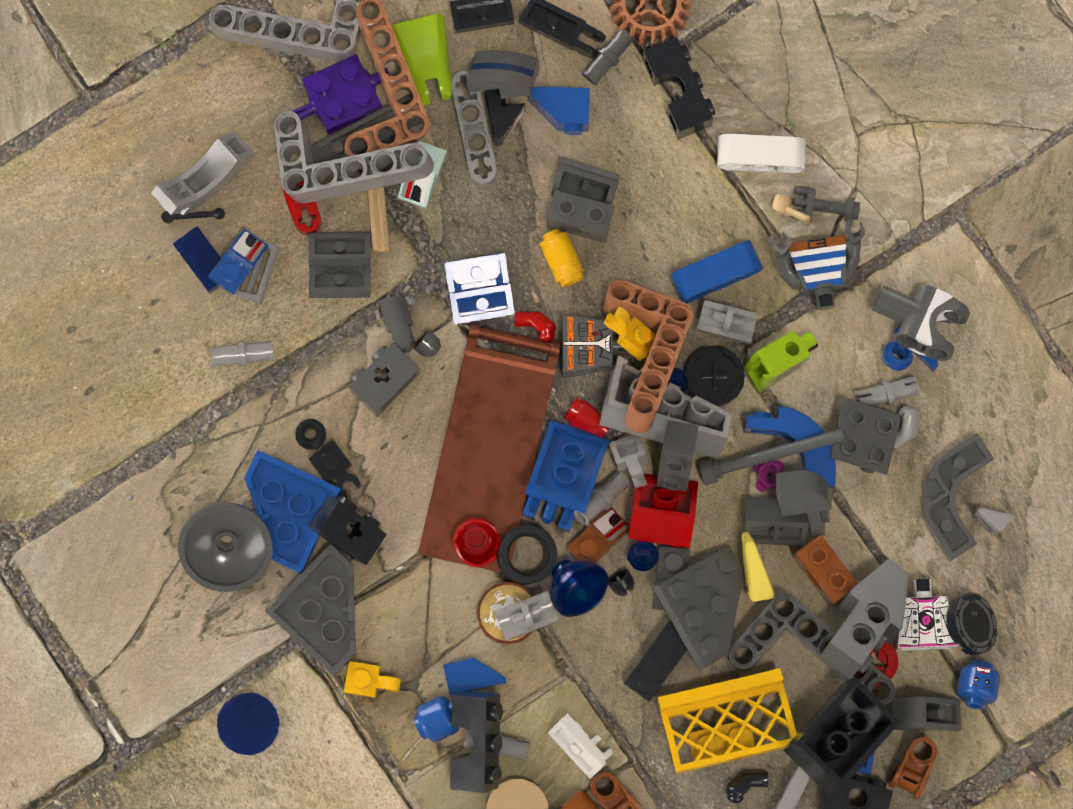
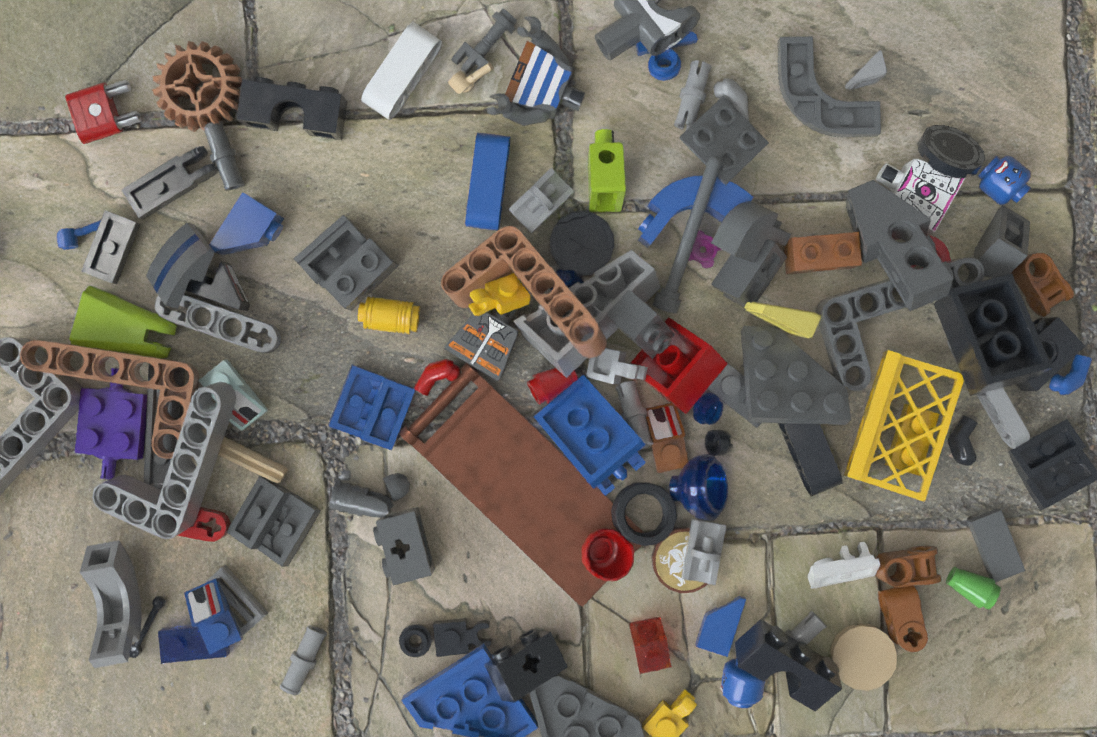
camera: 55 degrees left, 10 degrees up
(420, 626) = (650, 645): none -> clear red bracket

